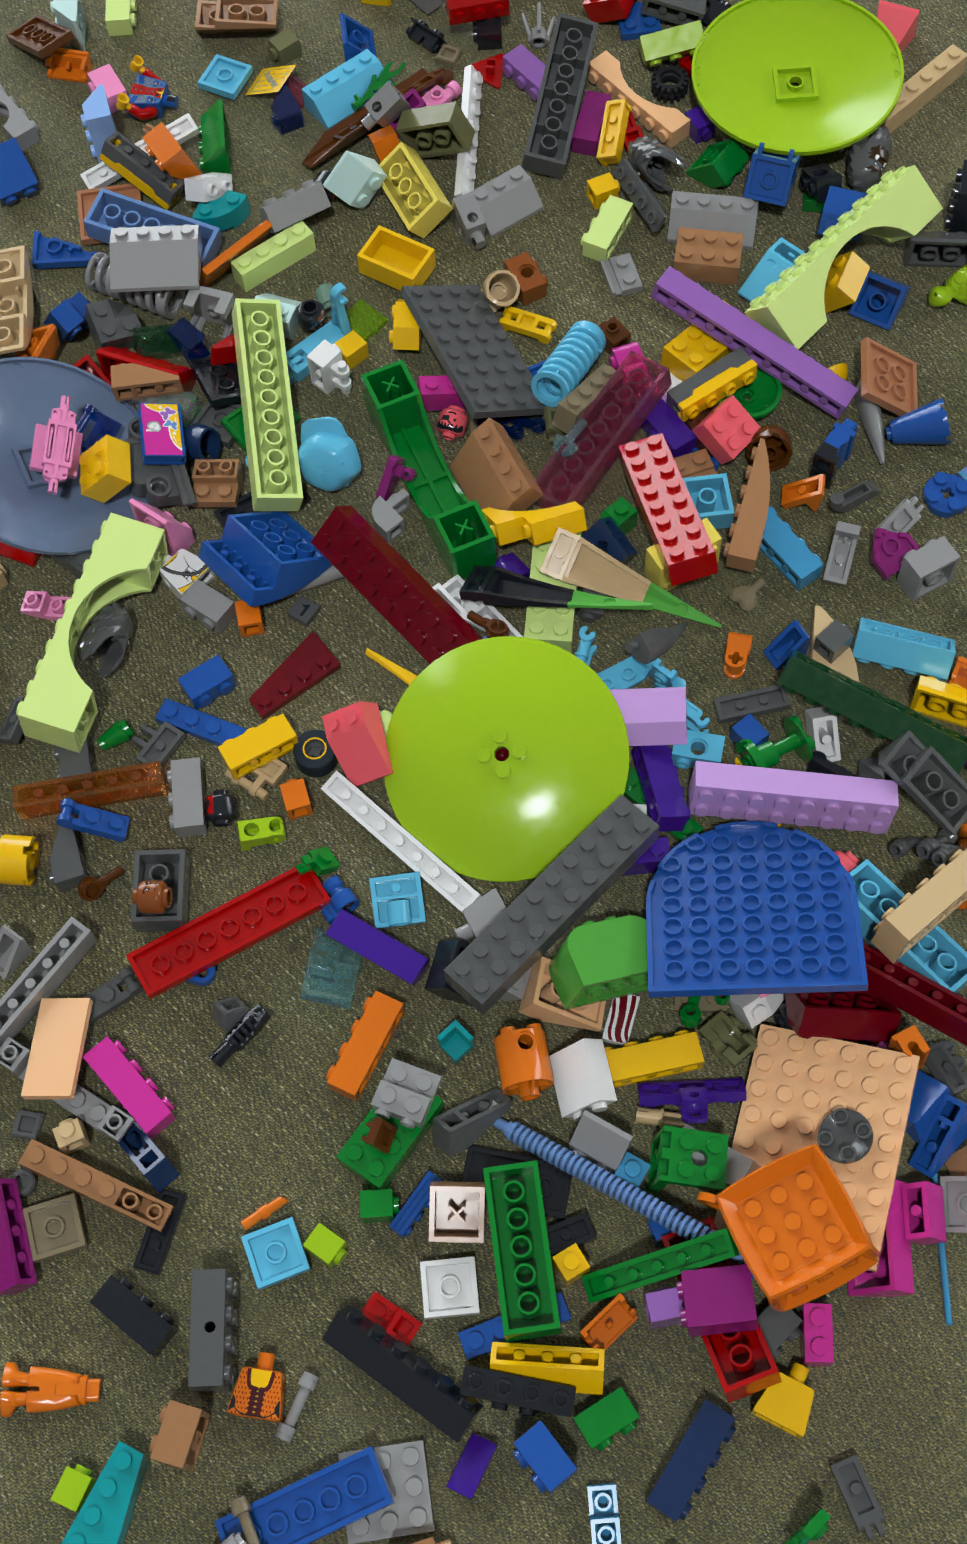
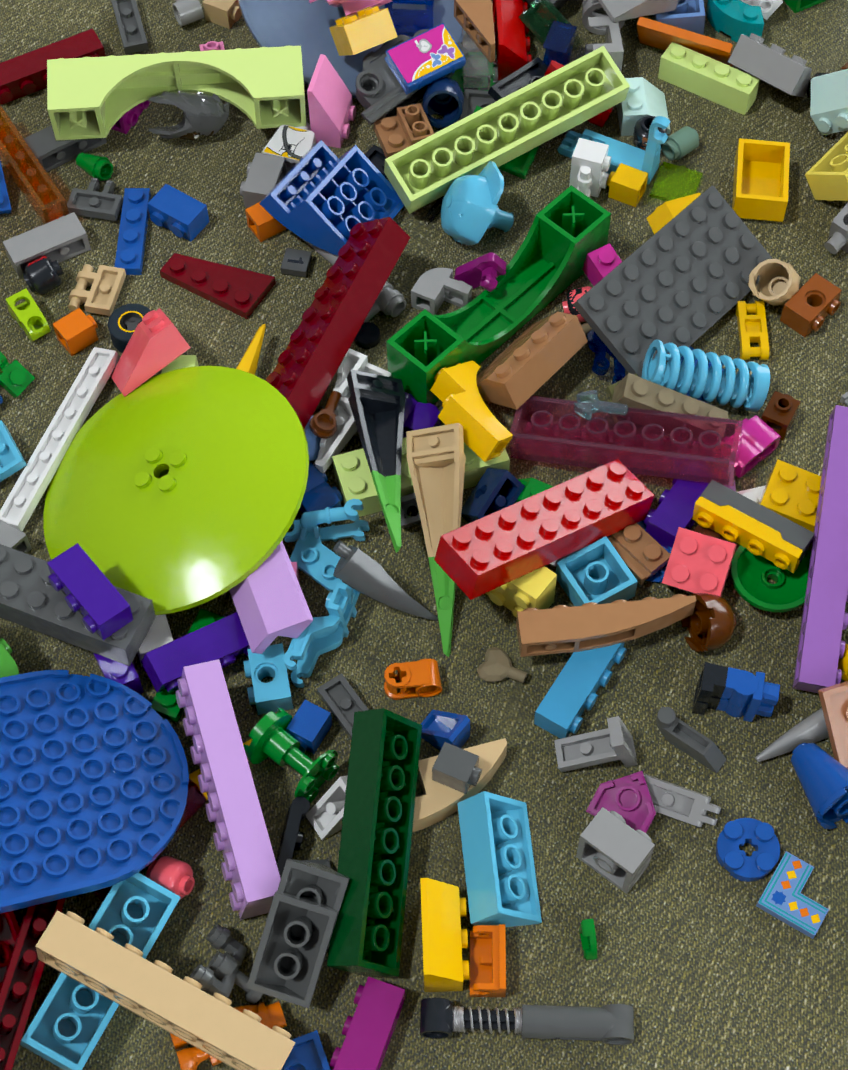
camera: 65 degrees right, 5 degrees down
(258, 746) = (113, 273): yellow brick -> none
(606, 830) = (89, 592): none -> dark purple brick
(805, 491) = (664, 682): orange slope -> none

